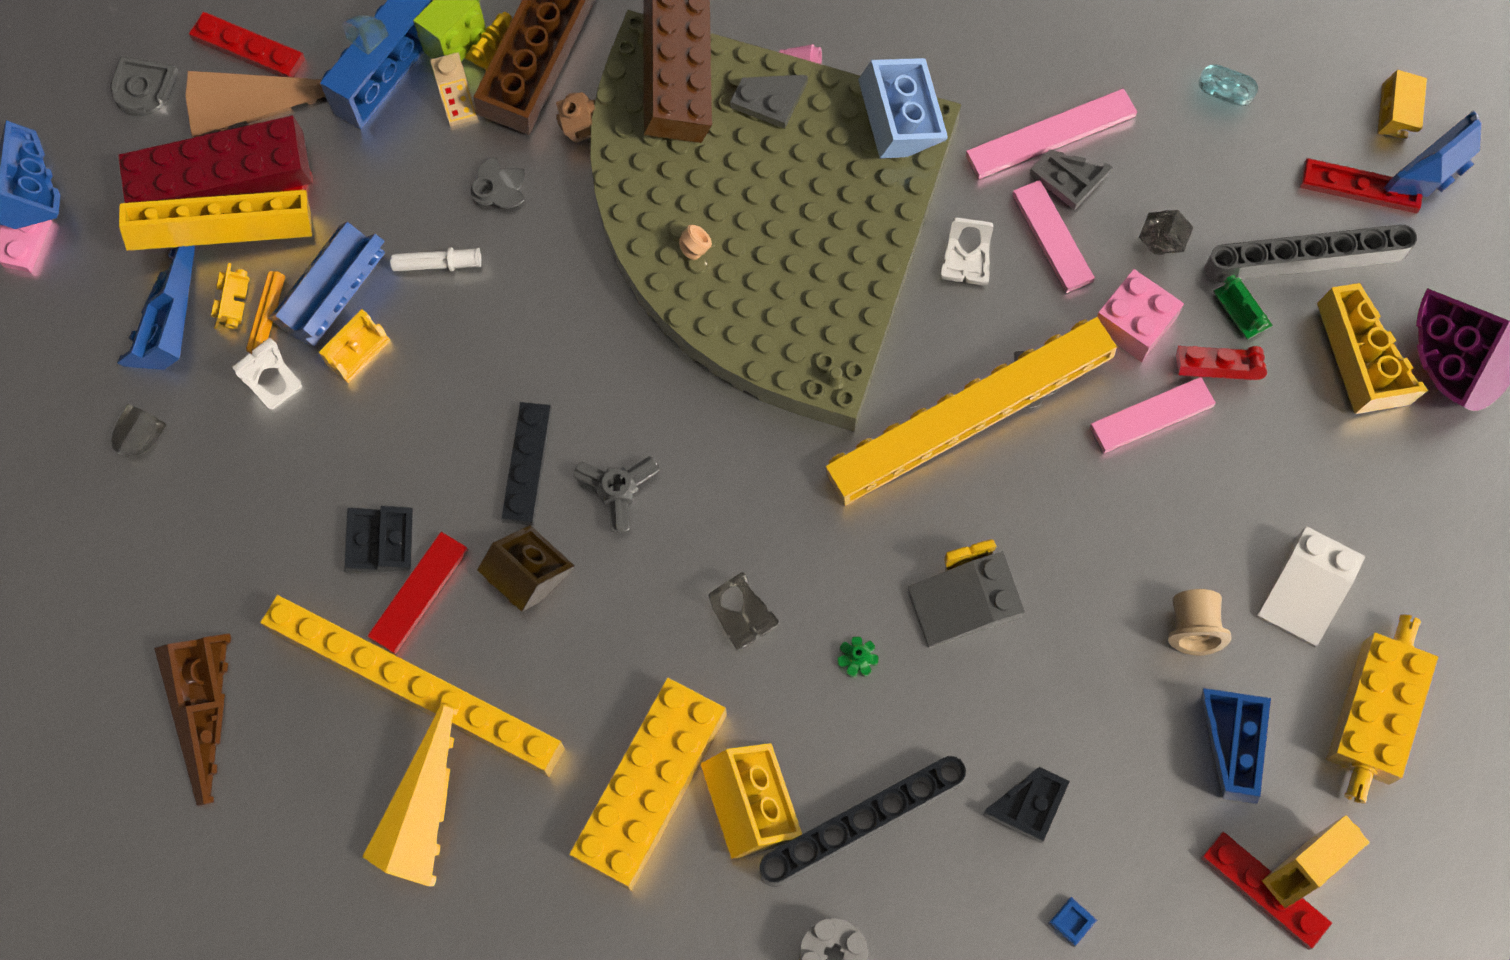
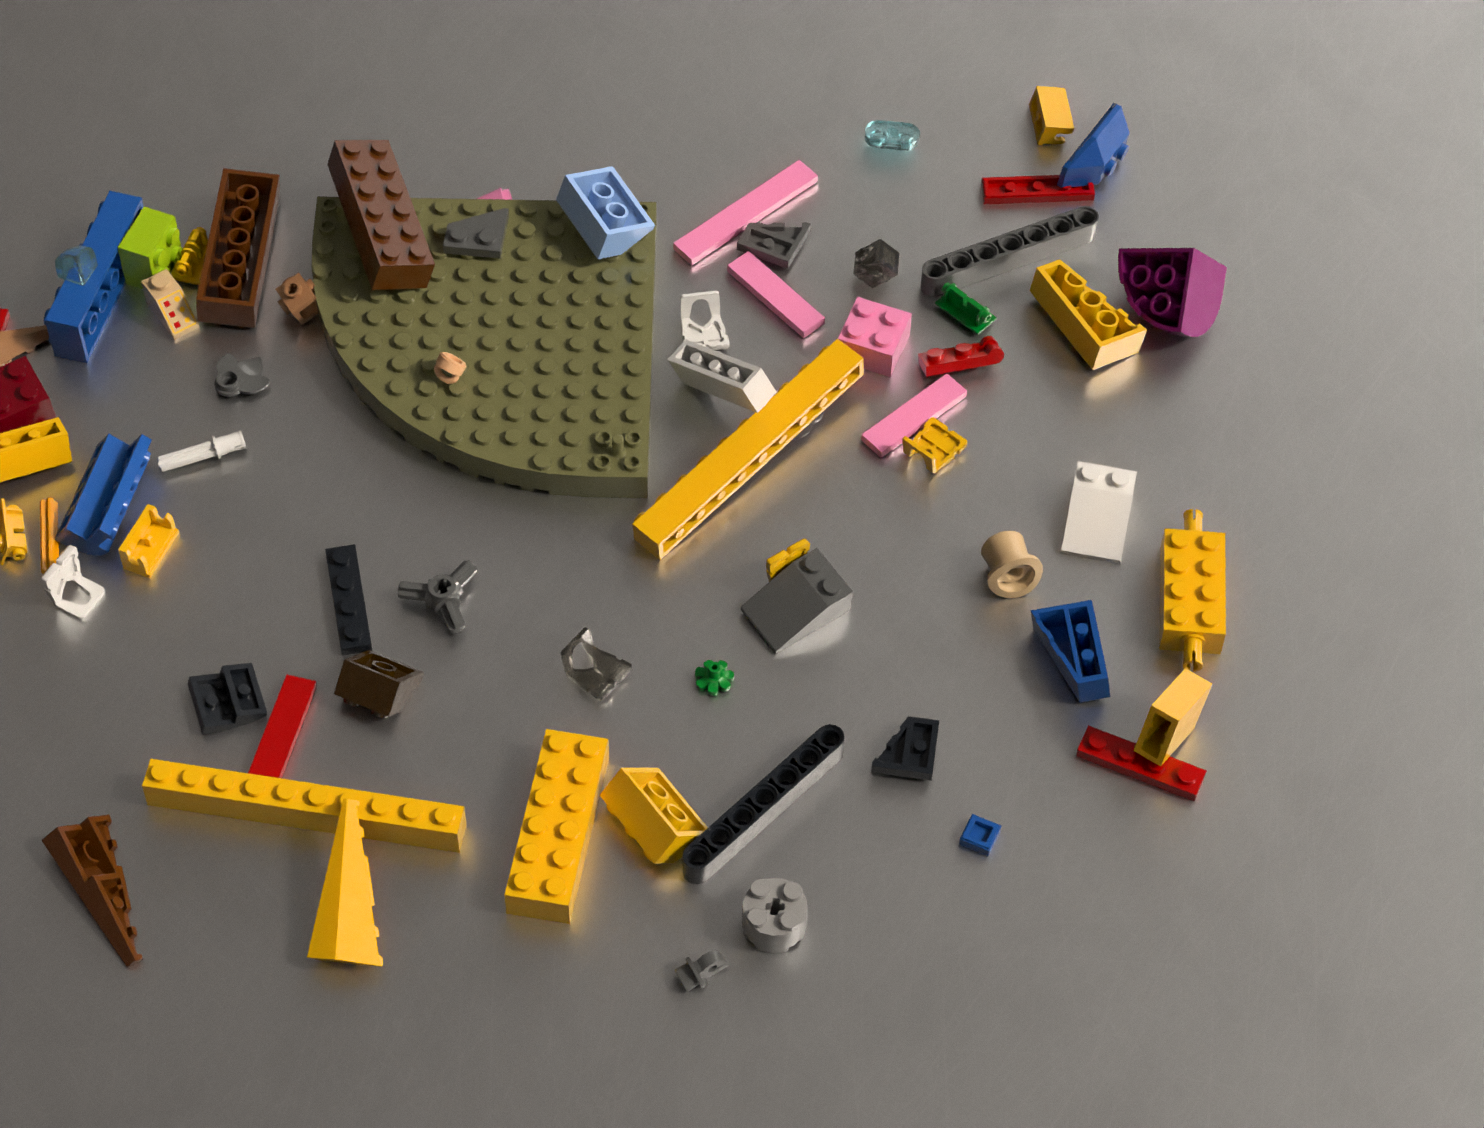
camera: 20 degrees left, 15 degrees down
(966, 325) = (722, 375): none -> white brick
(1168, 451) = (939, 441): none -> yellow piece

